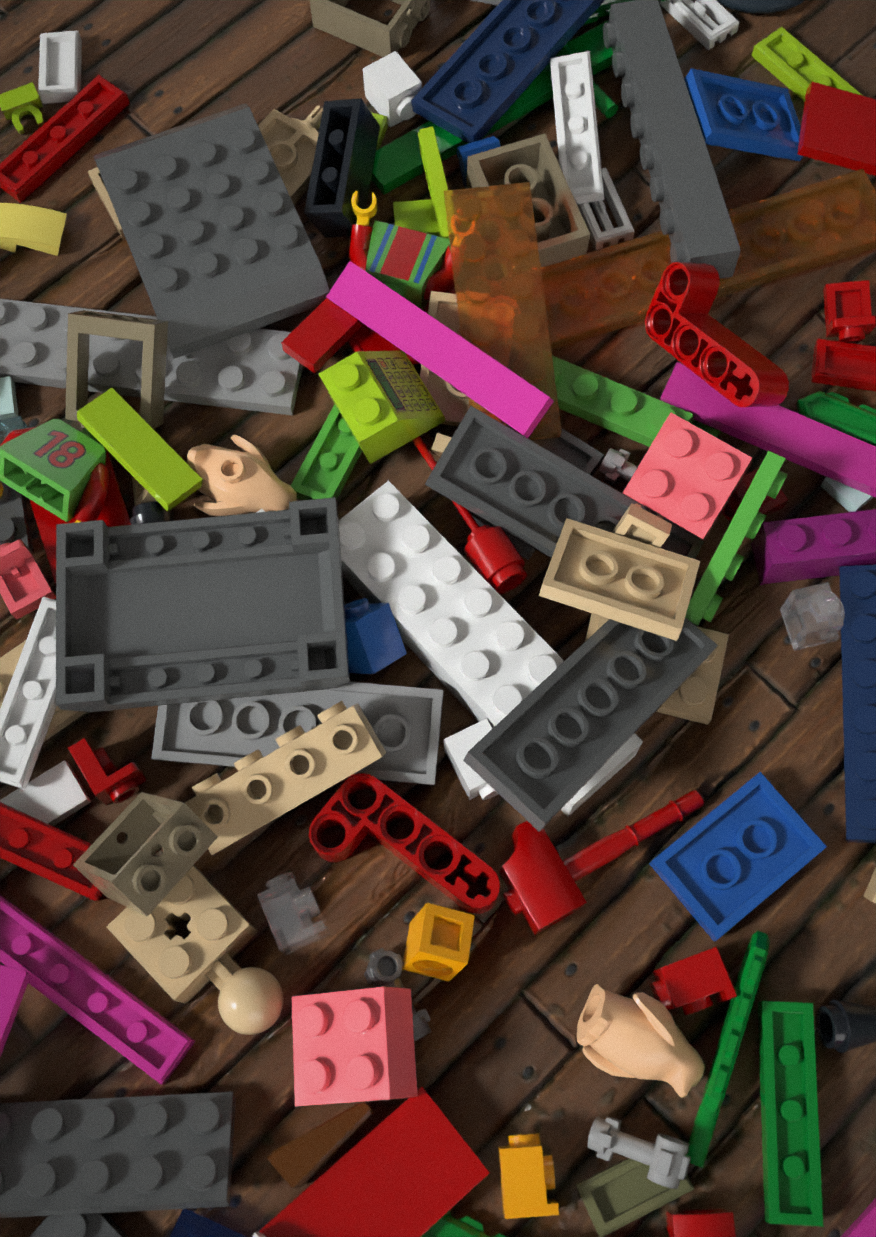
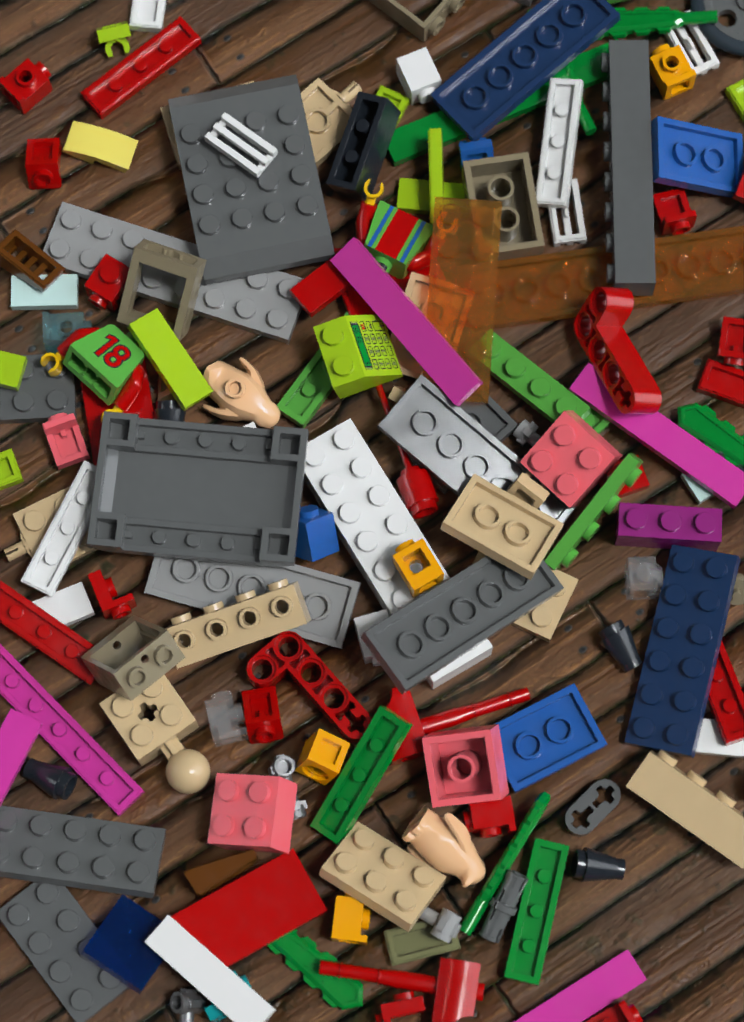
camera: 10 degrees right, 5 degrees up
(45, 378) = (107, 283): none -> red bracket
(57, 1049) = (51, 778): none -> black cone
(194, 174) = (220, 129): none -> white tile
(342, 898) = (262, 715): none -> red bracket
(498, 959) = (361, 774): none -> green plate
(520, 633) = (417, 552): none -> light orange brick
(560, 1105) = (382, 876): none -> tan plate
(643, 917) = (465, 765): none -> coral brick
(691, 37) = (668, 79): none -> light orange brick
(736, 182) = (673, 212): none -> red bracket
(741, 1113) = (503, 906): none -> dark grey pin
(805, 708) = (620, 645): none -> black cone
(836, 946) = (598, 814): none -> dark grey beam

